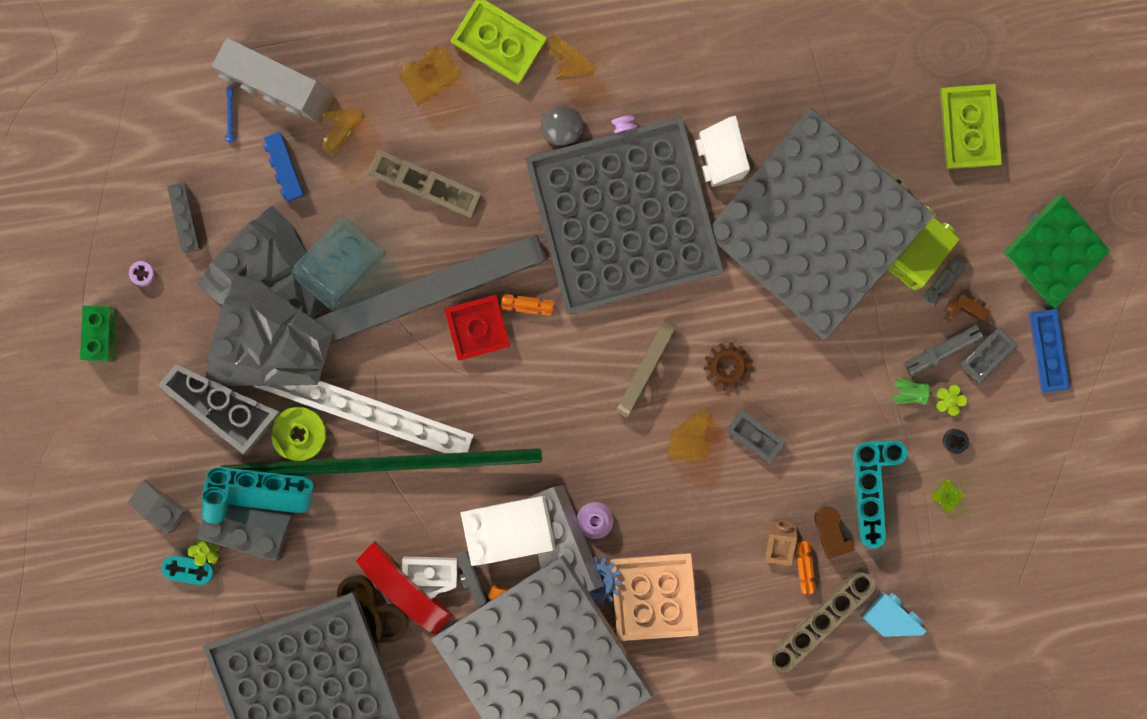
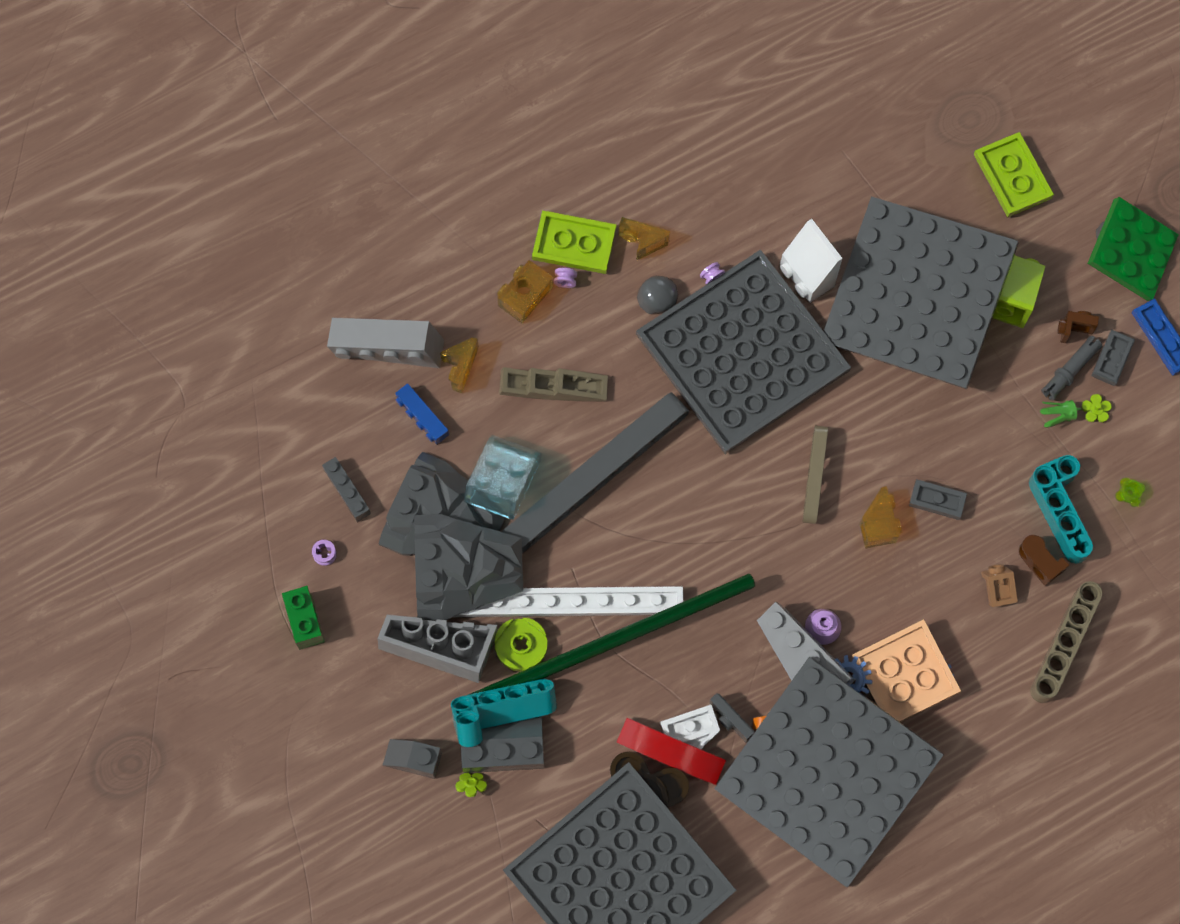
camera: 20 degrees left, 15 degrees down
(186, 576) = (463, 814): teal beam -> none
(229, 137) = (363, 406): blue hinge -> none
(475, 75) = (565, 277): none -> lavender bush
(477, 328) = (649, 492): red plate -> none
(508, 530) = (749, 657): white slope -> none
(527, 305) = (686, 457): orange axle -> none
(736, 359) = (893, 441): reddish brown gear -> none
(805, 567) = (1031, 600): orange axle -> none
(890, 619) = (1126, 616): medium azure slope -> none
(944, 282) = (1046, 310): dark grey axle -> none
(965, 443) = (1114, 434): black bush -> none

